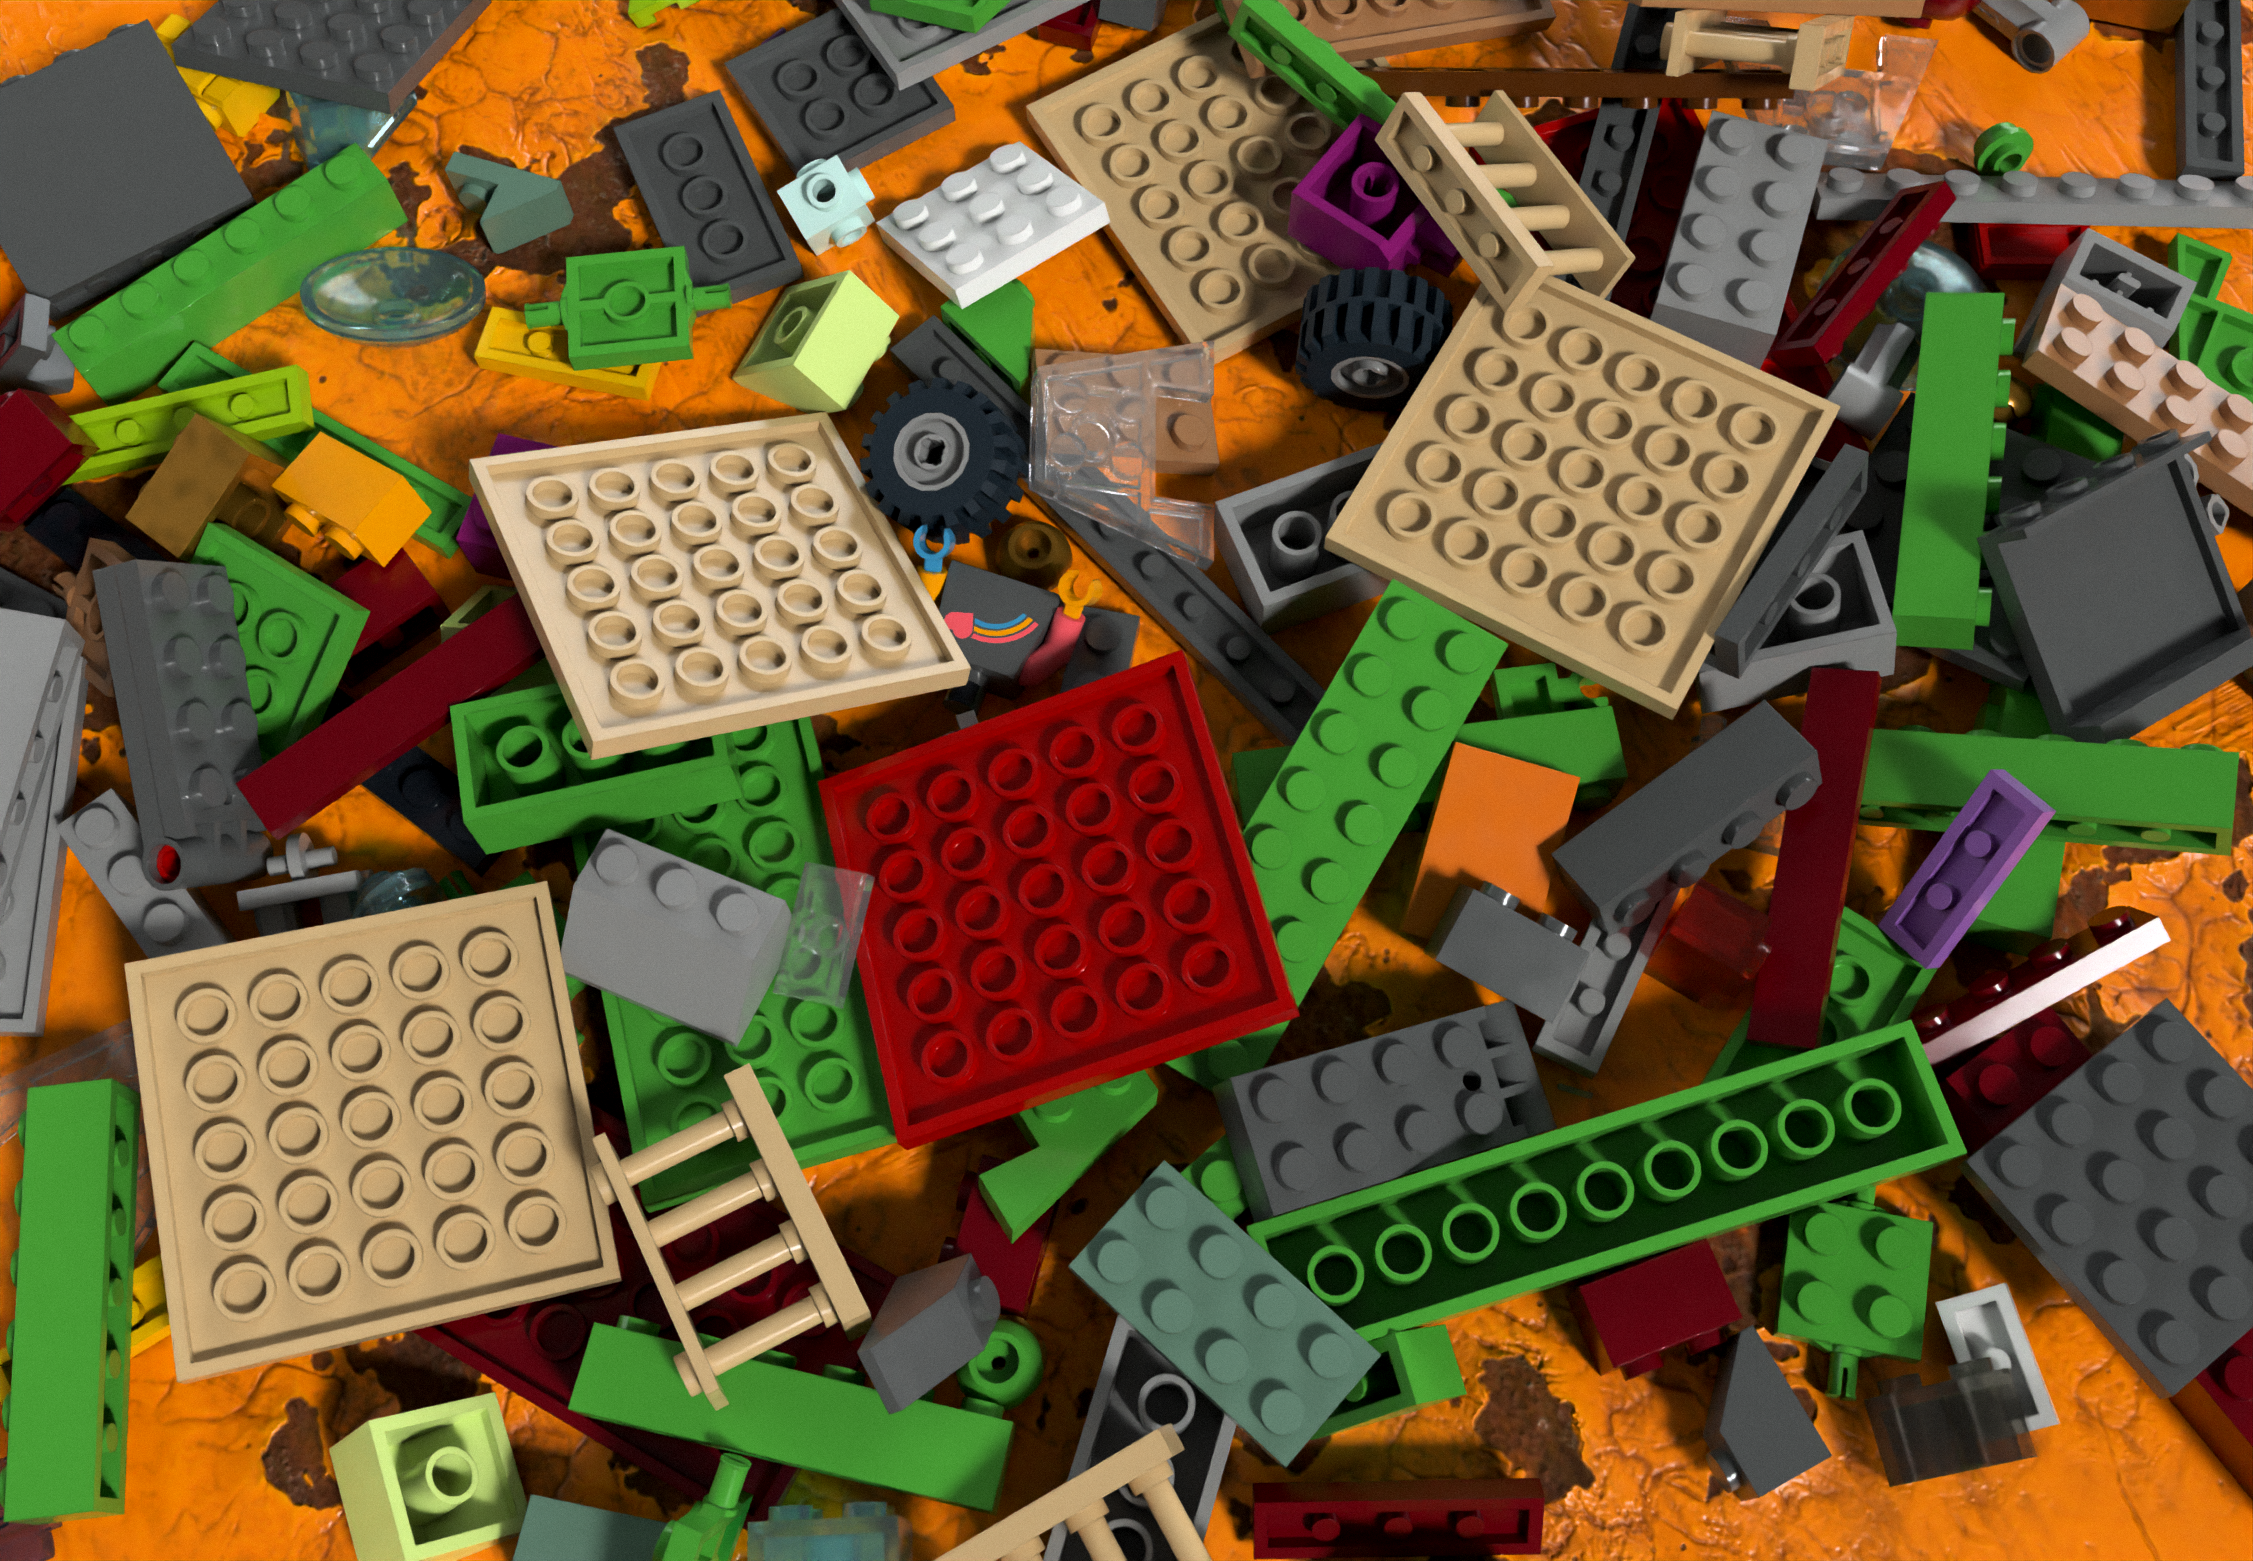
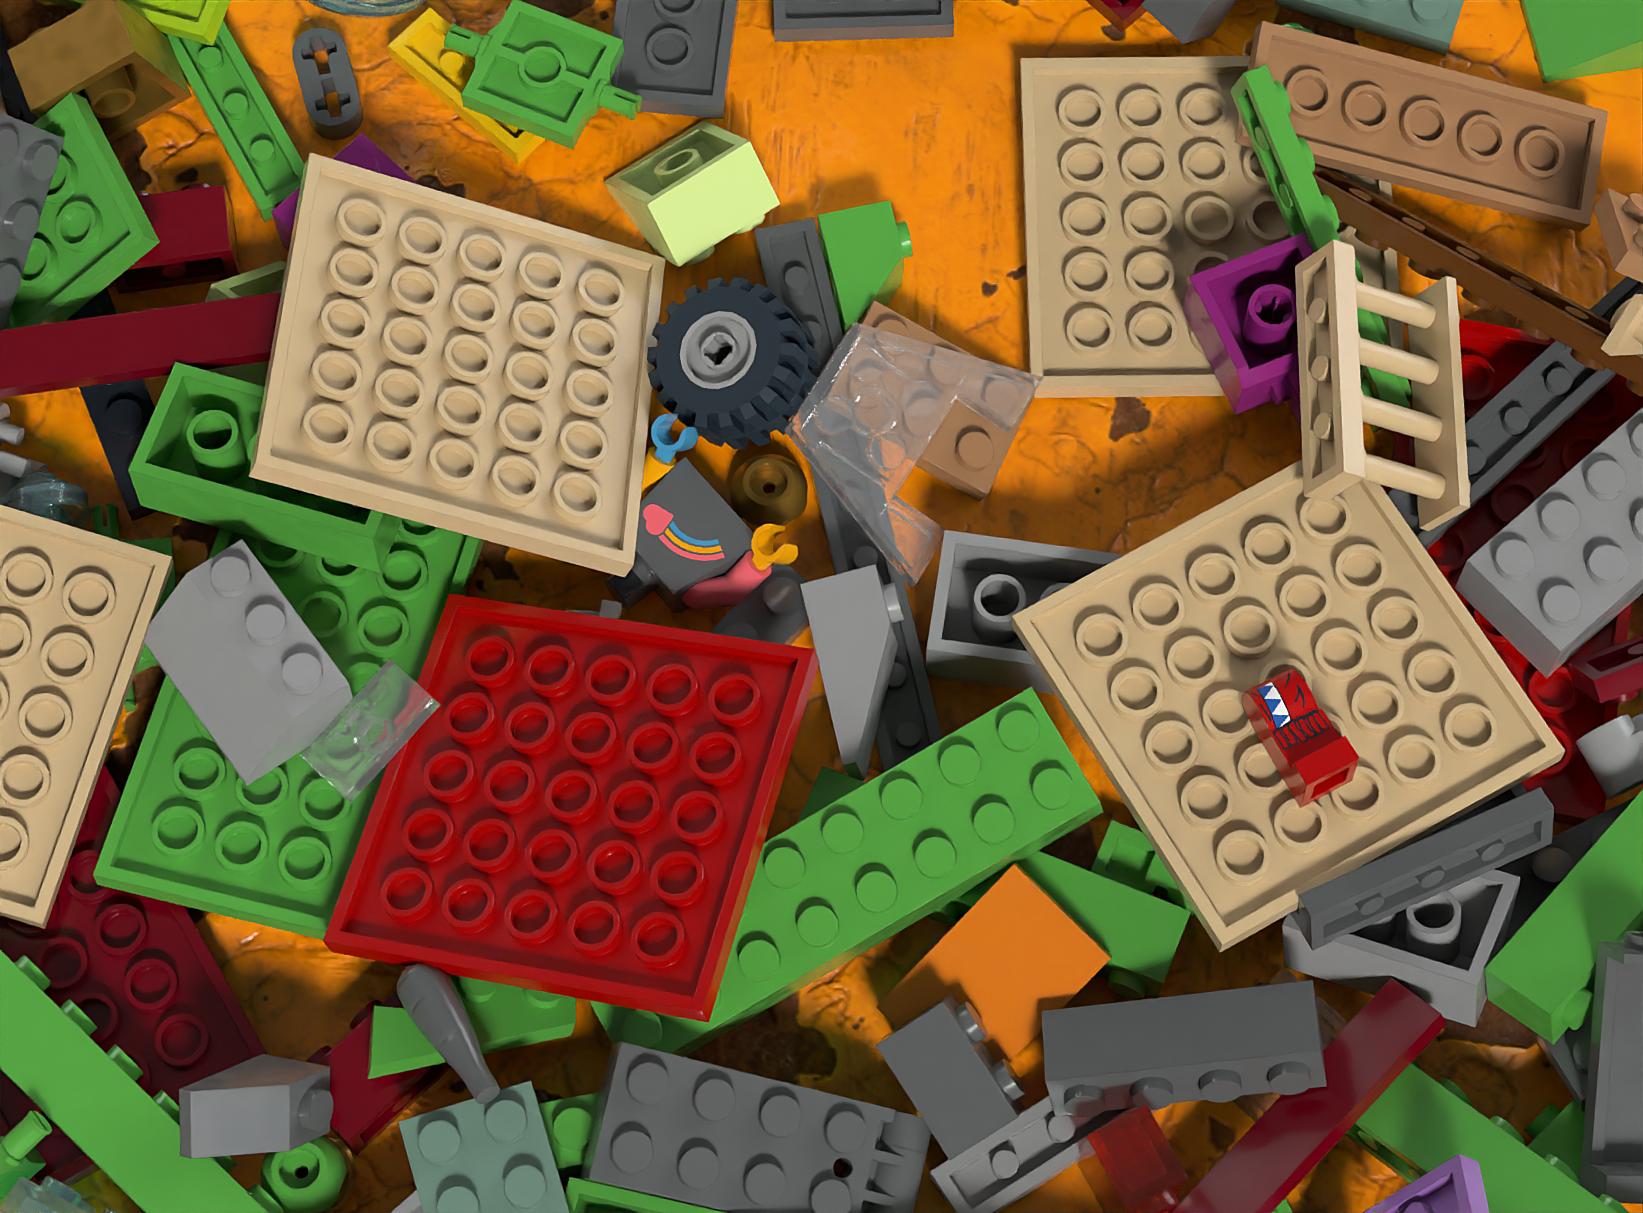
camera: 30 degrees right, 0 degrees up
(350, 500) = (204, 130): light orange brick -> none
(428, 423) = (316, 86): none -> dark grey beam
(801, 1237) = (198, 972): tan fence -> none
(829, 204) = (780, 63): light aqua brick -> none
(992, 223) = (916, 158): white plate -> none
(1052, 1151) = (442, 1018): none -> dark grey piece
(1189, 614) = (856, 651): none -> light grey slope
(1370, 337) = (1185, 448): black wheel -> none
(1632, 503) = (1299, 737): none -> red leg

